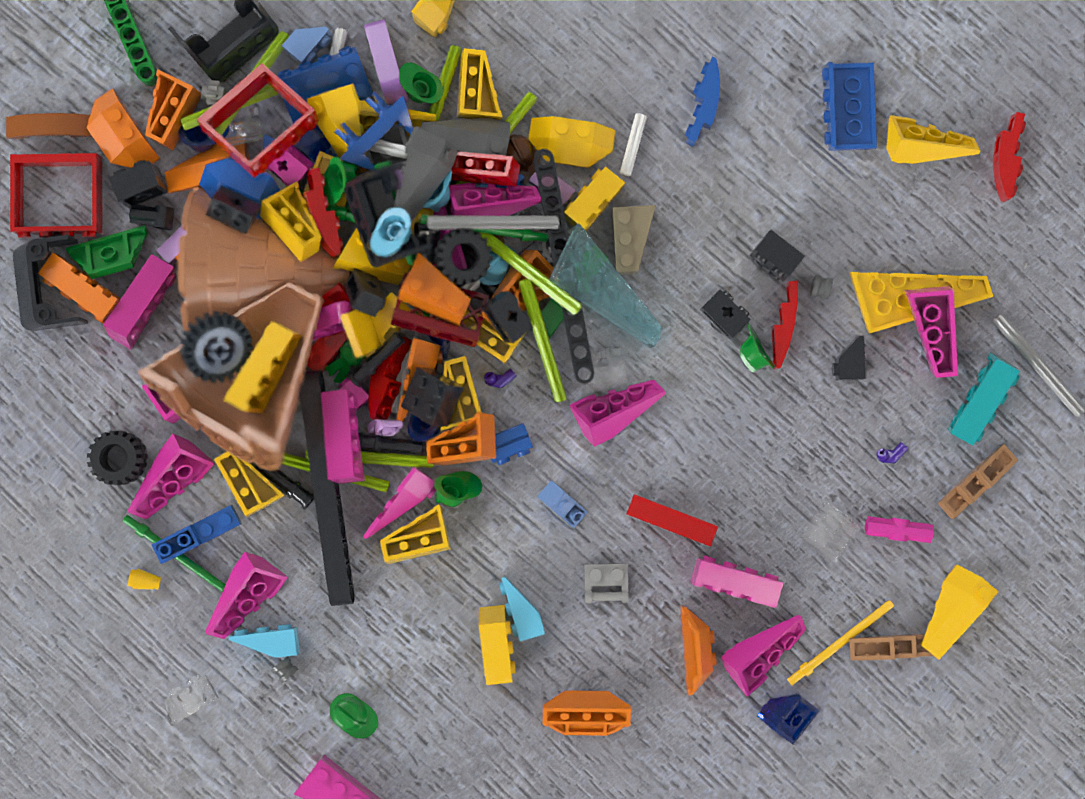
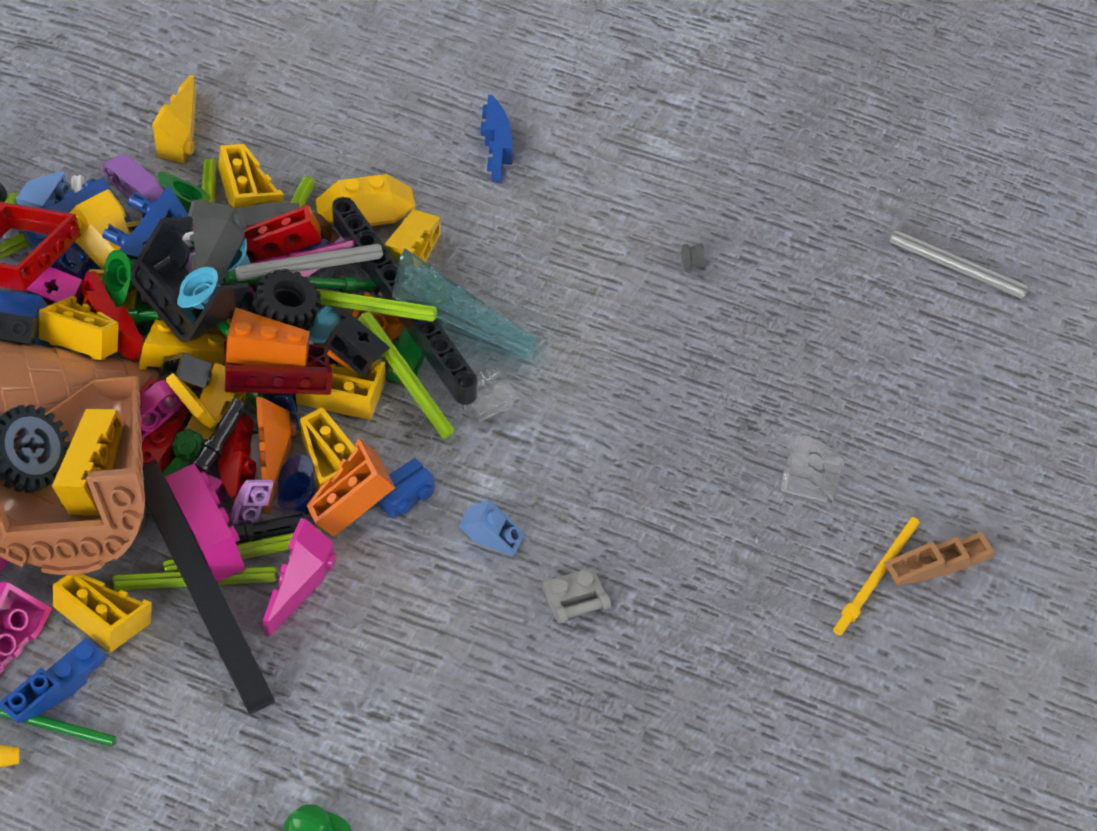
camera: 25 degrees left, 35 degrees down
(247, 587) = (133, 728): dark pink wedge -> none
(275, 642) = (180, 774): medium azure slope -> none
(284, 669) = (211, 799): dark grey wheel -> none
(292, 489) = (162, 605): black pin -> none
(418, 538) = (330, 608): yellow wedge -> none
(432, 397) = (298, 448): black brick -> none
(457, 487) = (357, 550): green piece -> none
(495, 645) = (470, 689): yellow wedge -> none
(498, 380) = (370, 436): dark purple arm -> none
(525, 614) = (491, 650): medium azure slope -> none
(586, 713) = (612, 731): orange wedge -> none
(609, 414) = (514, 428): dark pink wedge -> none
(630, 236) = (463, 260): dark tan wedge -> none
(633, 144) = (435, 191): white axle -> none
(672, 520) = (627, 506): red slope -> none
(697, 650) = (711, 624): orange wedge -> none
(727, 325) = (600, 306): black brick -> none
(736, 582) = (725, 543): wedge -> none
(753, 353) = (648, 328): green piece -> none
(753, 657) = (786, 613): dark pink wedge -> none
(776, 256) = (631, 235): black brick -> none
(783, 333) = (668, 297): red slope -> none
(788, 716) = (852, 661): clear blue slope -> none
(850, 106) = (650, 105): blue bracket -> none
(851, 362) = (757, 311): black slope -> none
(885, 301) = (792, 241): yellow wing -> none
(892, 456) = (837, 385): dark purple arm -> none
(899, 529) = (886, 446): dark pink piece -> none
(916, 144) = (737, 115): yellow wedge -> none
(935, 323) = (829, 246): dark pink wedge -> none
(958, 606) = (988, 497): yellow wedge -> none
(977, 481) = (949, 380): medium nougat slope -> none
(984, 399) = (915, 298): teal wedge -> none
(1005, 163) = (831, 105): red slope -> none

